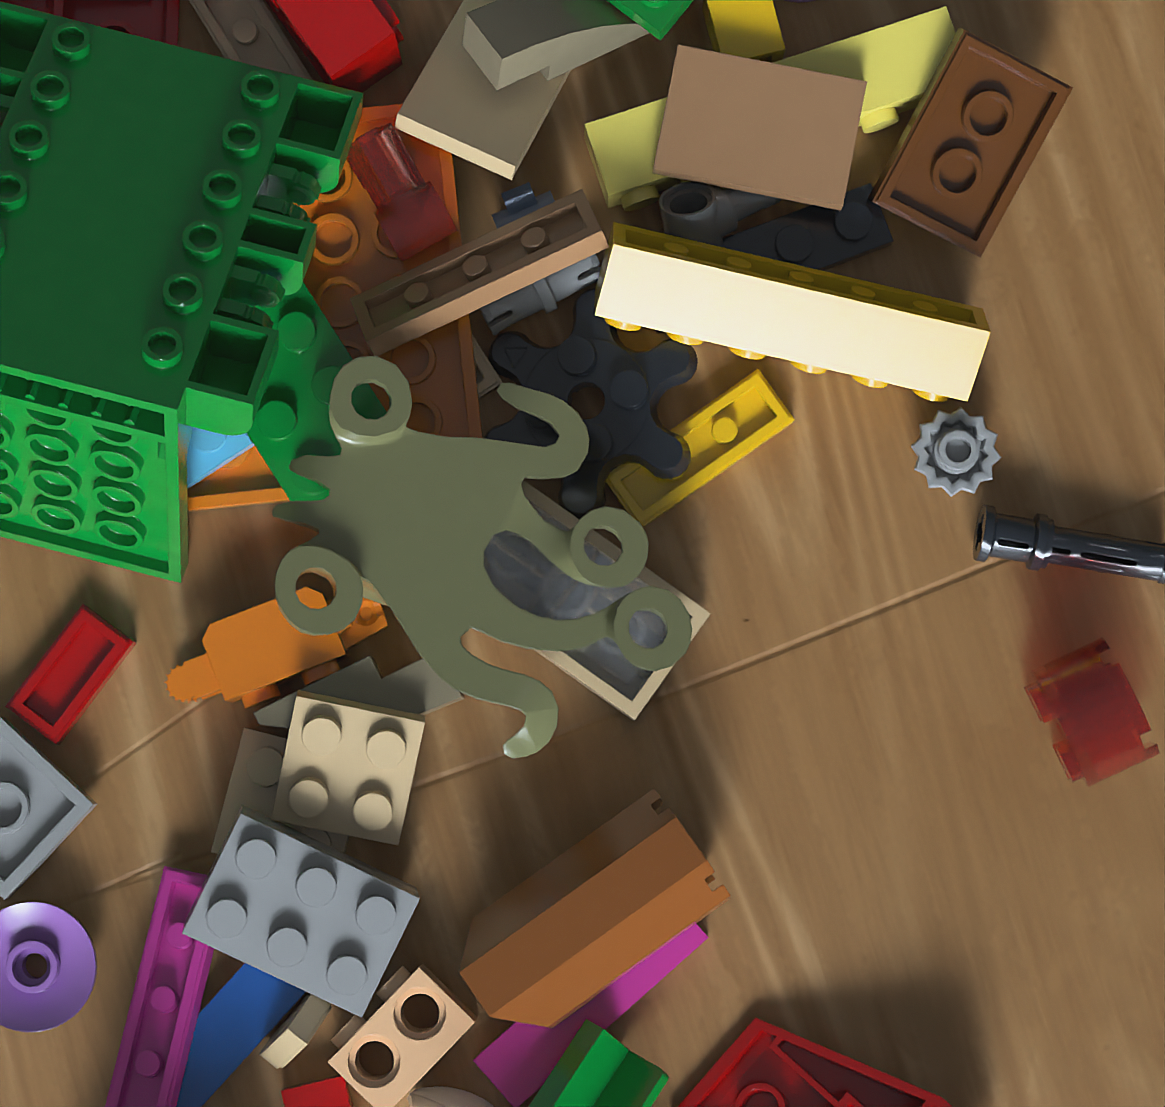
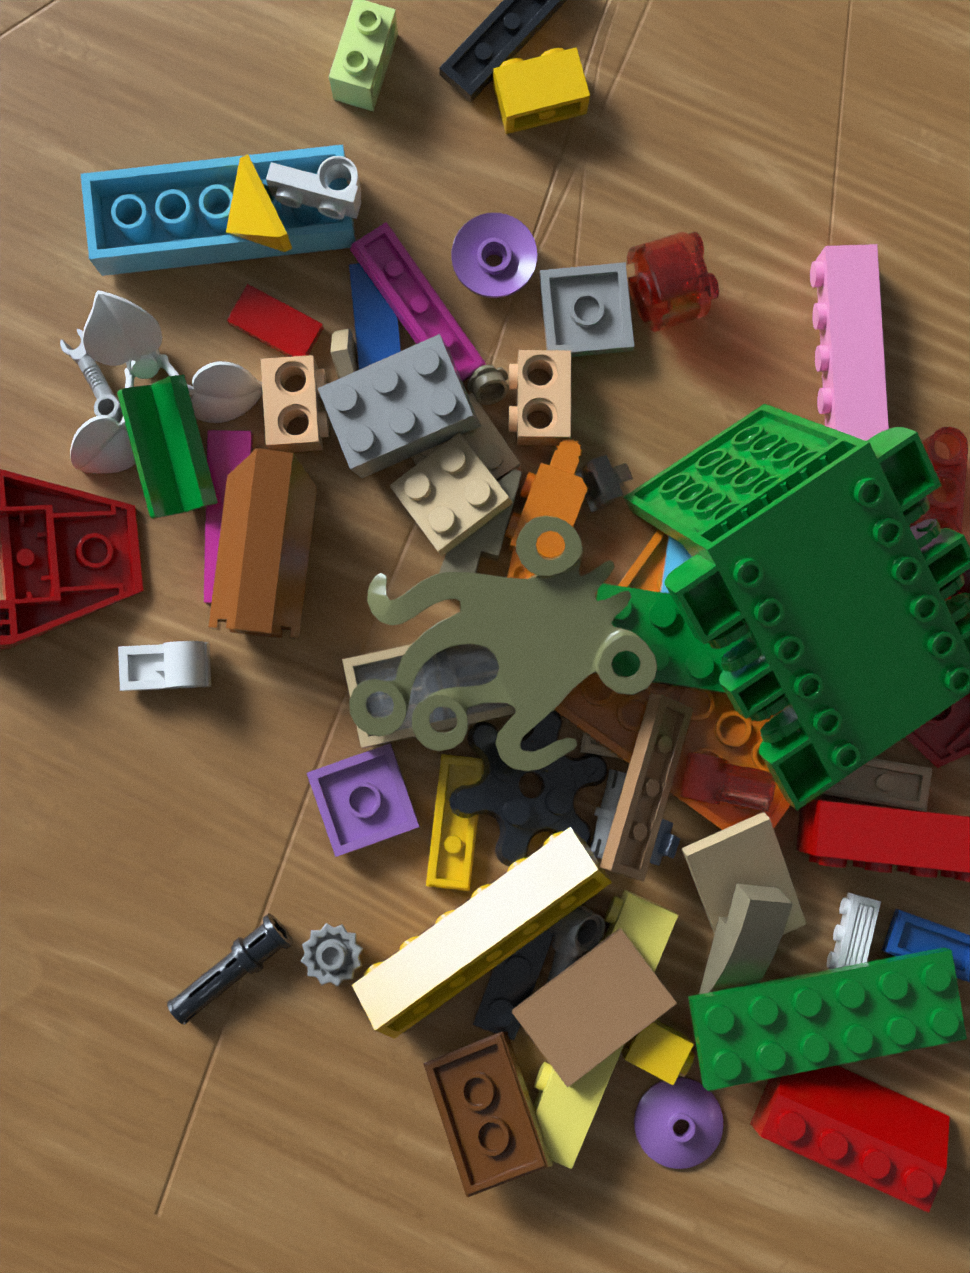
camera: 125 degrees right, 0 degrees up
(70, 674) = (625, 402): red tile -> none
(139, 754) = (550, 398): none -> light nougat brick
(183, 616) = (603, 481): none -> clear smoke tile
(185, 841) = (488, 384): none -> dark tan plate
(764, 568) = (363, 799): none -> medium lavender plate
(816, 914) = (165, 666): none -> white plate
(1092, 713) = (131, 901): clear red brick -> none

